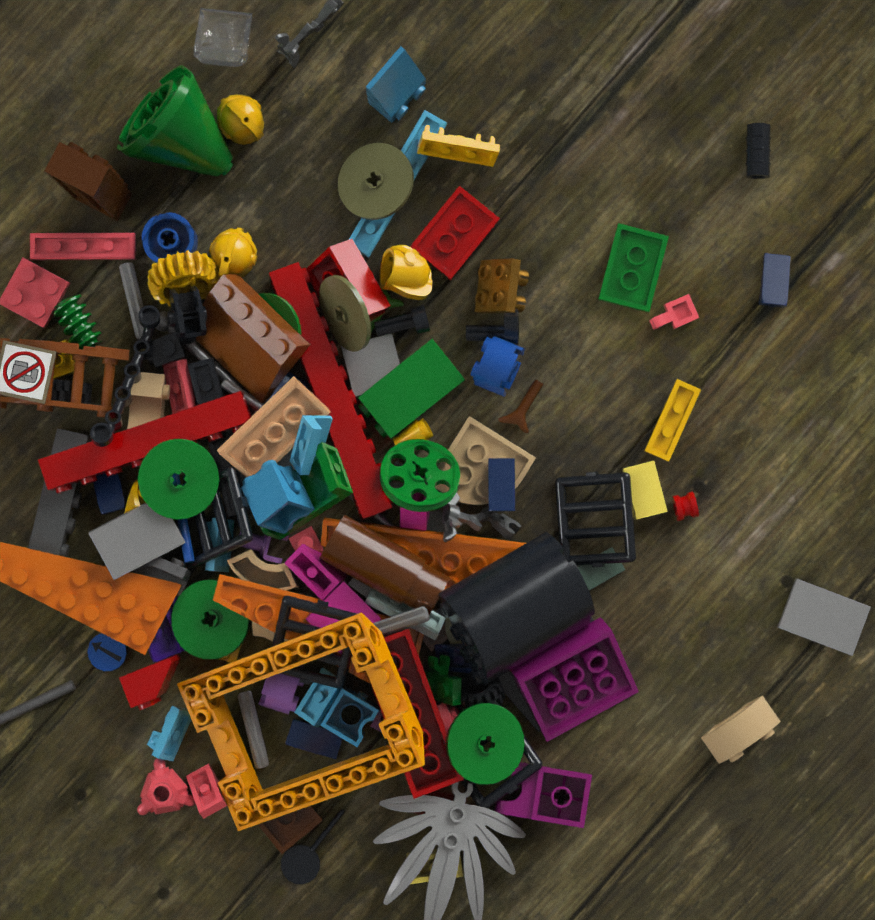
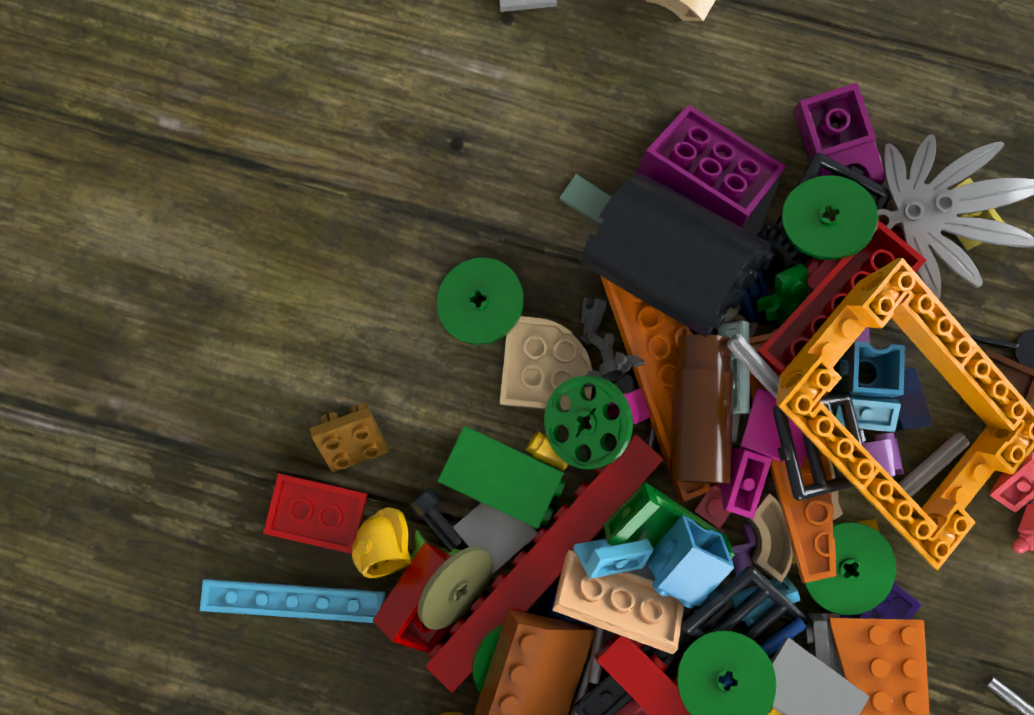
camera: 110 degrees left, 5 degrees down
(106, 653) = (940, 661): blue piece -> none
(149, 683) = (956, 603): red slope -> none
(173, 731) = (991, 549): medium azure hinge -> none
(391, 191) = (299, 603): olive piece -> none
(396, 86) = (182, 657): dark azure slope -> none
(458, 147) = (222, 554): yellow plate -> none
(497, 366) = (433, 399): blue brick -> none
(501, 484) = (554, 334): dark blue slope -> none
(507, 332) = (394, 407): black piece -> none
(518, 416) = (474, 355): reddish brown piece -> none
(576, 432) = (495, 316): none -> green piece
(623, 504) = (512, 200): black bar -> none
(633, 268) = (266, 312): green plate -> none
(646, 490) = (488, 193): light yellow brick -> none
(672, 420) = (402, 197): yellow plate -> none
(677, 312) = (292, 246): coral plate -> none
(685, 506) = (483, 145): red wheel -> none
(758, 151) = (87, 246): black axle -> none
(775, 280) = (214, 167): dark blue slope -> none

